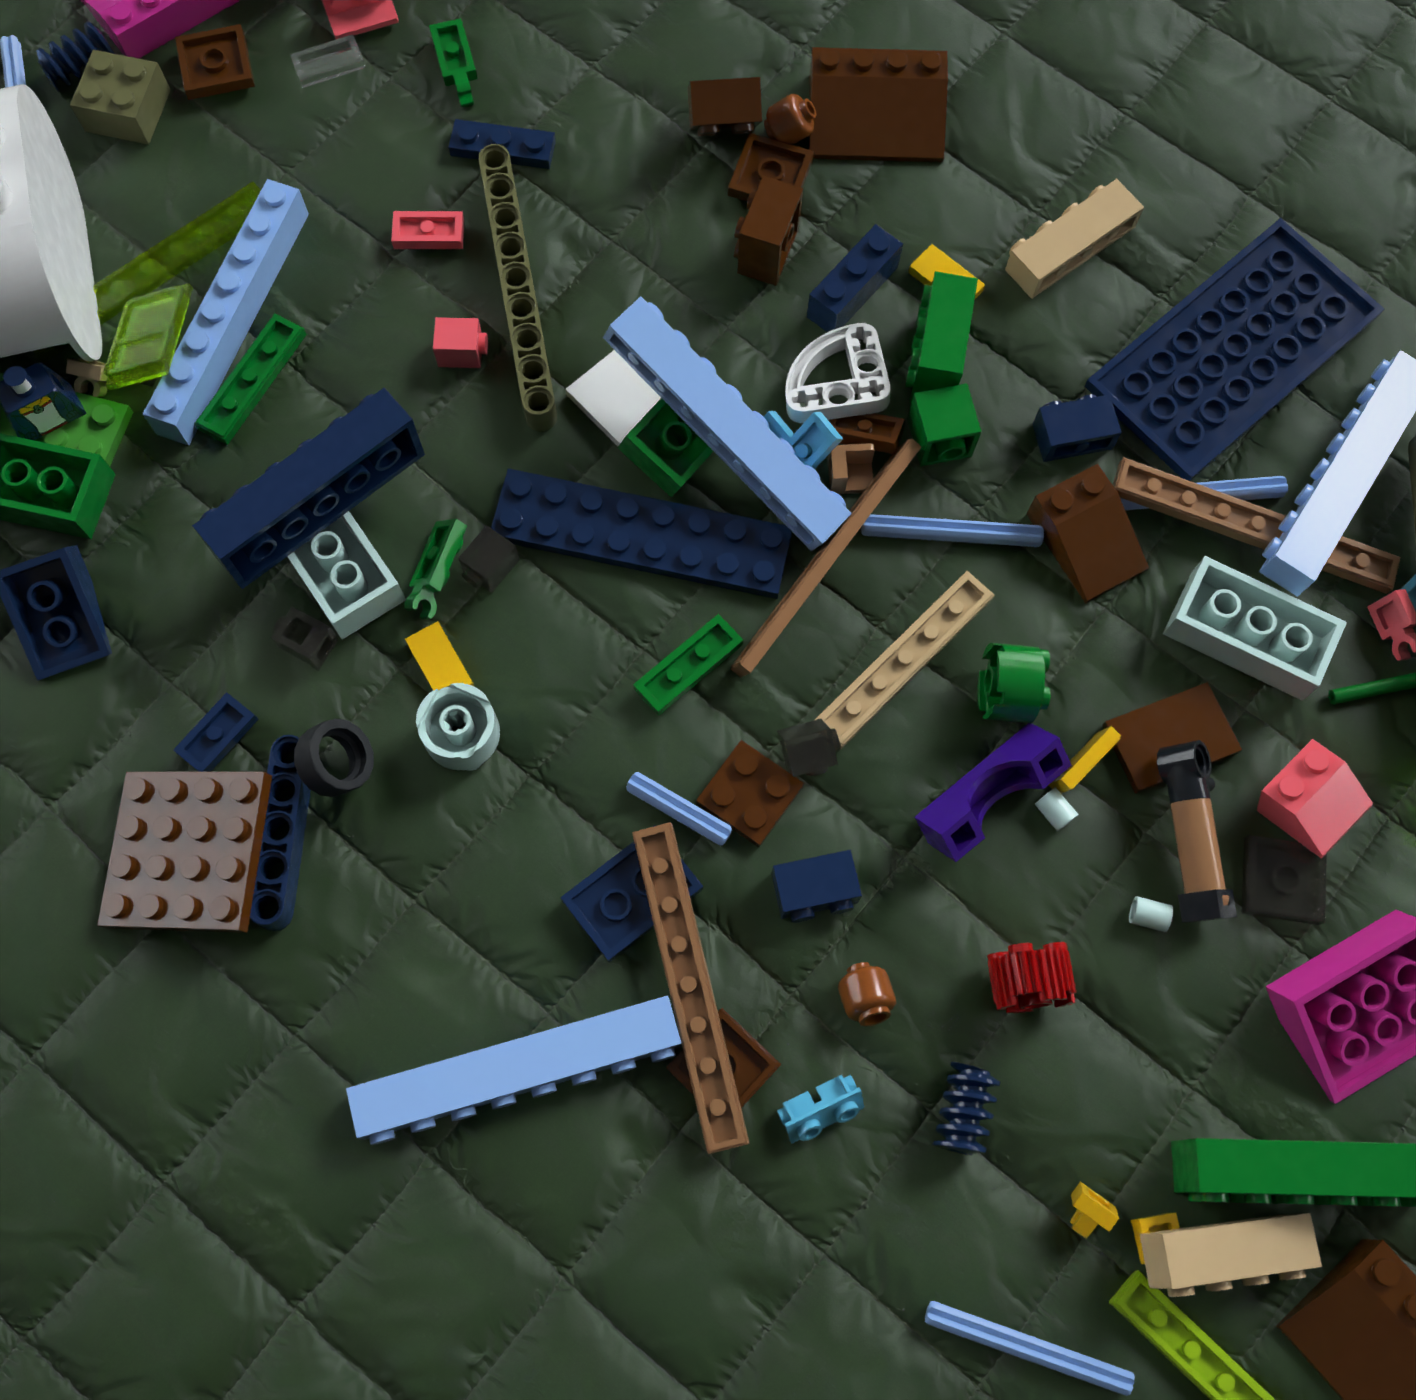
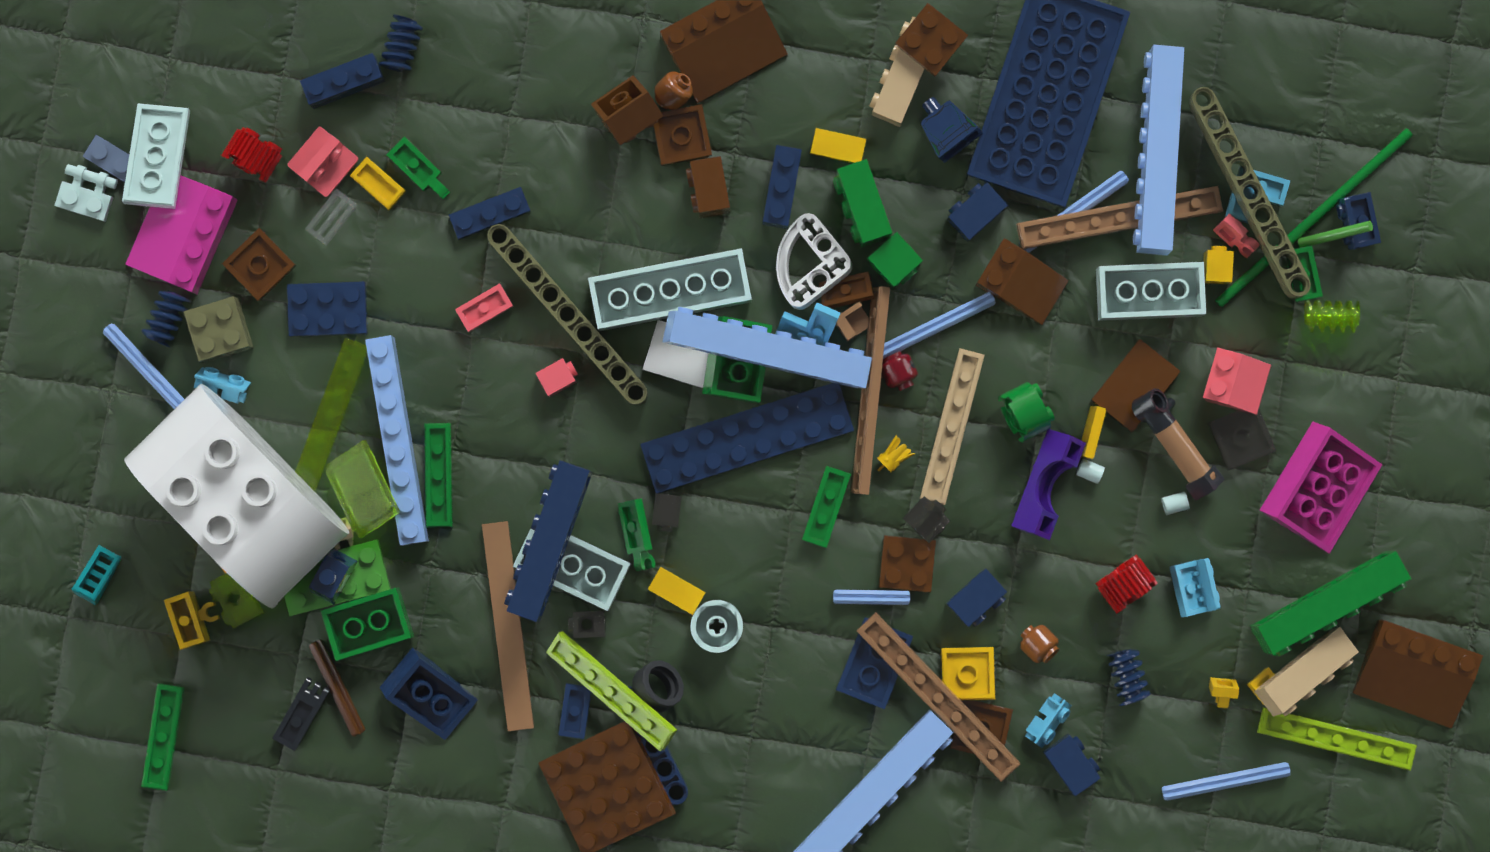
camera: 25 degrees left, 15 degrees up
(92, 163) = (232, 385): none -> medium azure hinge
(182, 635) = (507, 627): none -> medium nougat tile
(255, 143) = (327, 309): none -> dark blue plate
(272, 731) = (611, 691): none -> lime tile
(401, 55) = (377, 183): none -> yellow tile
(594, 290) = (655, 290): none -> light aqua brick
(750, 979) = (969, 672): none -> yellow tile
(801, 648) = (893, 457): none -> yellow piece
(821, 1189) = (1072, 764): none -> dark blue brick
(875, 554) = (899, 371): none -> dark red head
(1095, 318) = (948, 128): none -> dark blue torso
(1123, 1040) = (1195, 587): none -> medium azure bracket
(1126, 209) = (931, 39): none -> reddish brown plate
(1358, 649) = (1218, 265): none -> yellow brick

